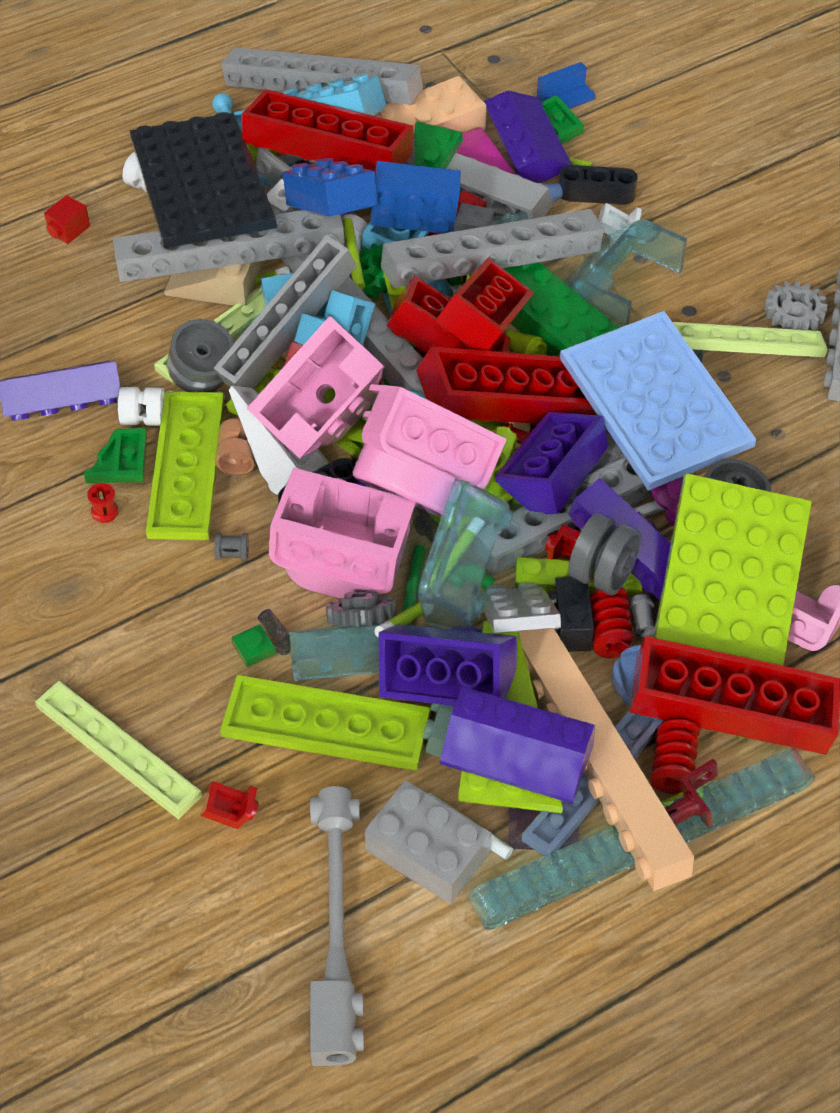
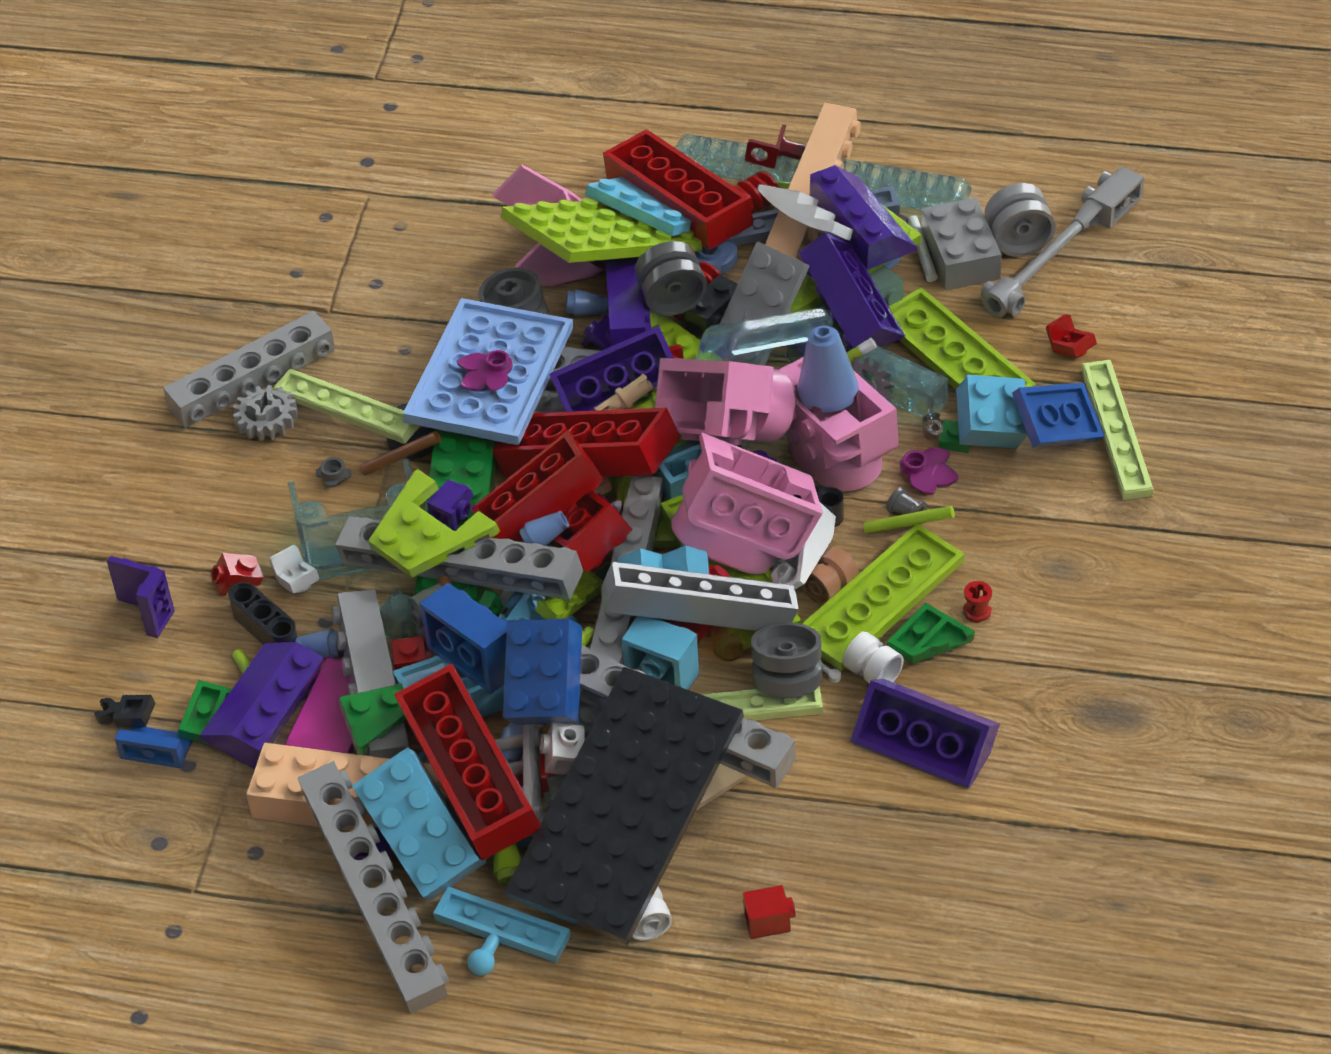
camera: 135 degrees left, 5 degrees down
(161, 685) = (1057, 414): none -> blue plate
(214, 527) = (909, 519): none -> lime bar
(225, 654) = (989, 412): none -> medium azure brick
(245, 596) = (928, 469): none -> magenta plate
(347, 498) = (826, 372): none -> medium blue cone
(386, 892) = (1020, 219): none -> light grey wheel
(447, 281) = (544, 529): none -> medium blue cone
(520, 434) = (628, 395): none -> tan pin
(531, 225) = (418, 540): none -> lime wing
(547, 281) = (450, 503): none -> dark purple brick
(566, 697) = (805, 210): none -> white slope
(604, 95) = (129, 712): none -> black plate
(646, 378) = (486, 370): none -> magenta plate
(658, 202) = (235, 569): none -> red bracket
(688, 142) = (145, 588): none -> dark purple bracket
(692, 304) = (333, 471): none -> dark grey plate
(755, 637) = (638, 204): none -> medium azure wing

